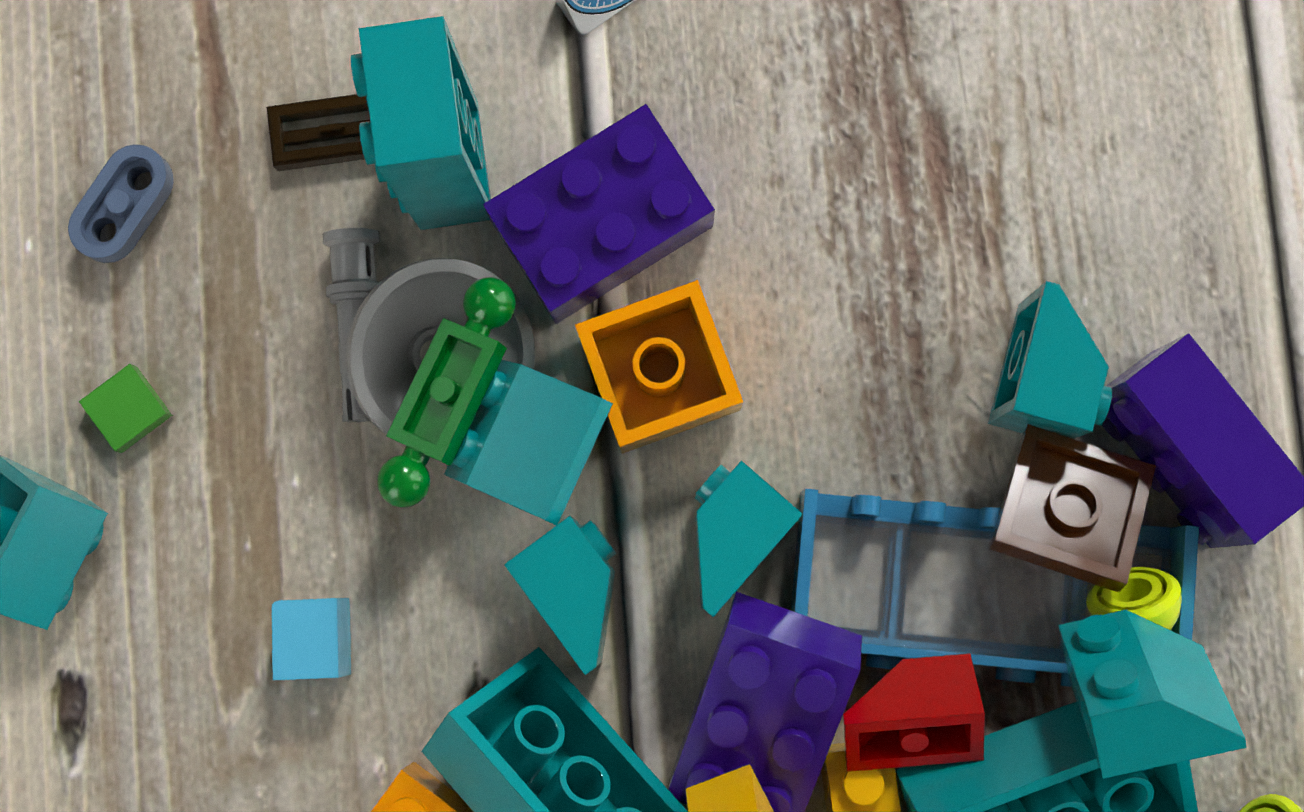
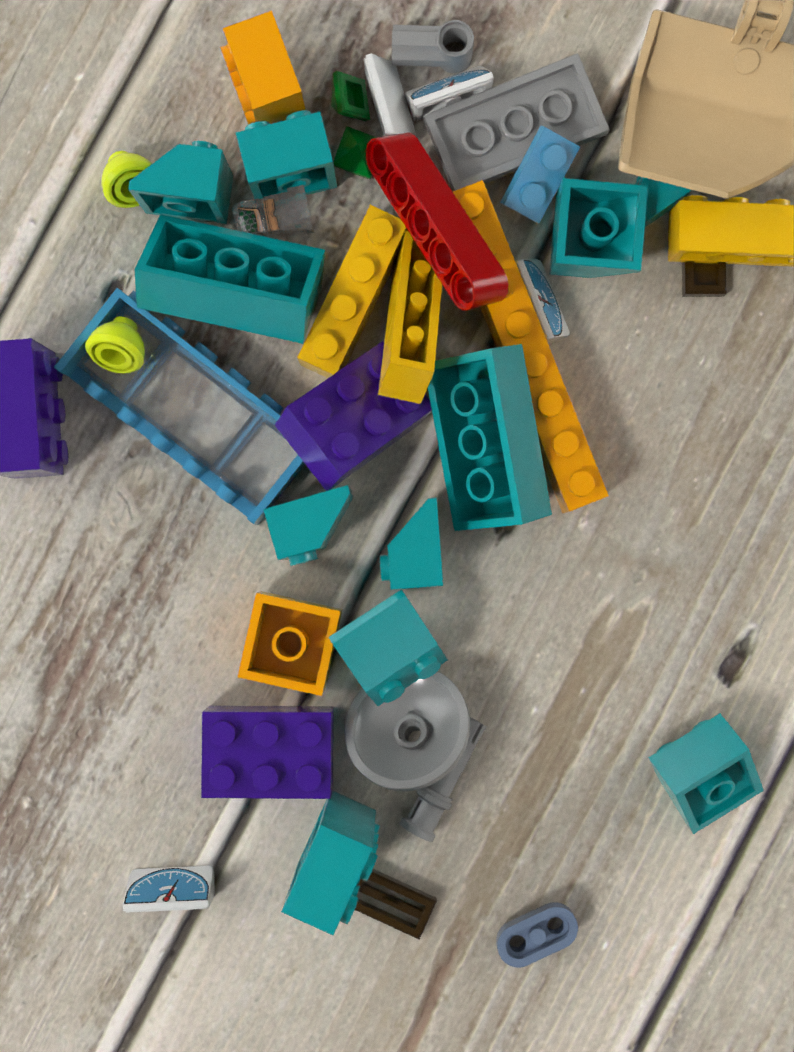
camera: 150 degrees left, 5 degrees up
(125, 408) = (604, 812): bright green tile -> none
(311, 639) = (577, 615): medium azure panel -> none
(446, 392) = (416, 703): green plate -> none
(917, 716) = (272, 363): red slope -> none
(1051, 370) = (76, 501): teal slope -> none
(1073, 508) = (114, 420): plate -> none
(1145, 694) = (143, 298): teal slope -> none

